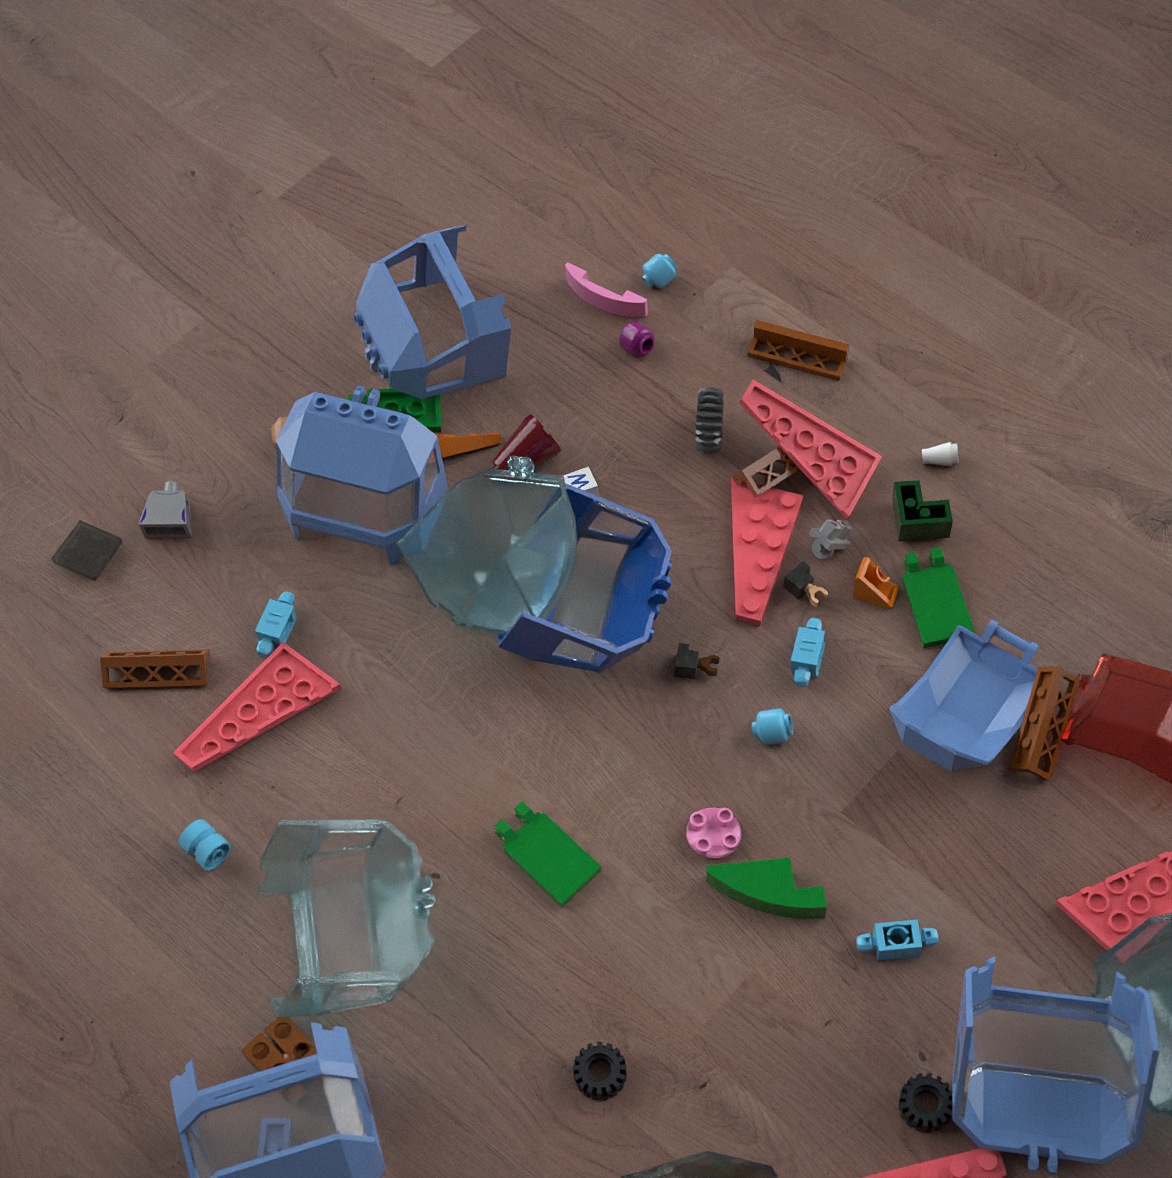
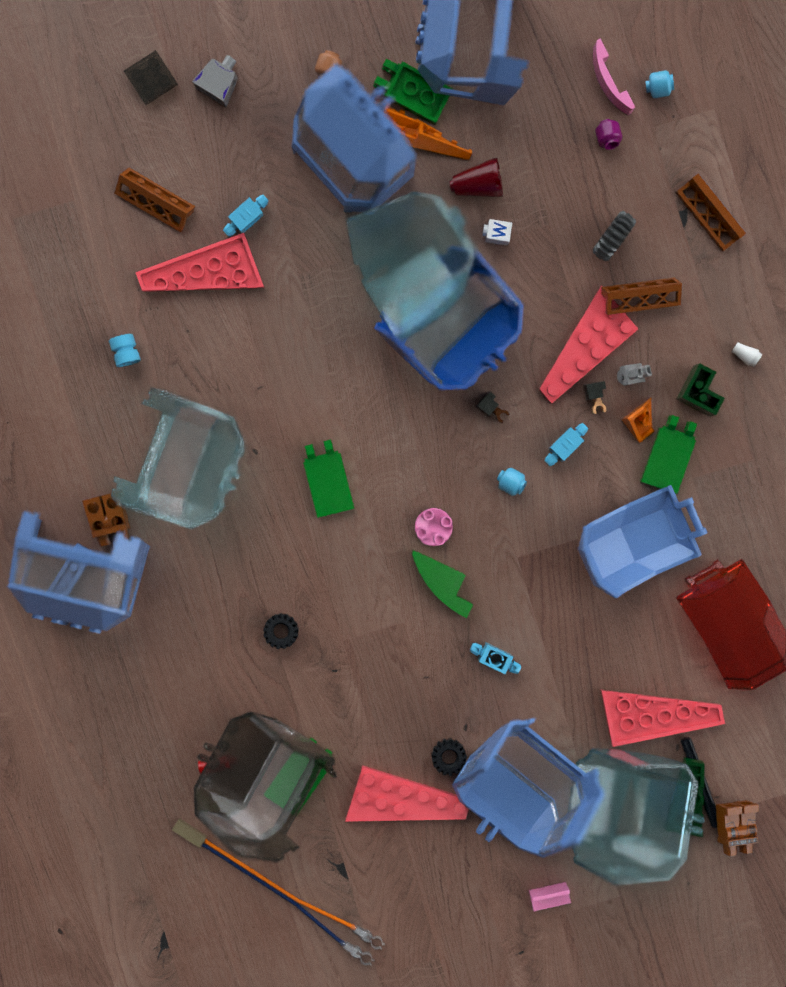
camera: 30 degrees right, 30 degrees up
(824, 454) = (670, 308): coral wing -> none
(1040, 719) = (673, 579): dark orange fence -> none

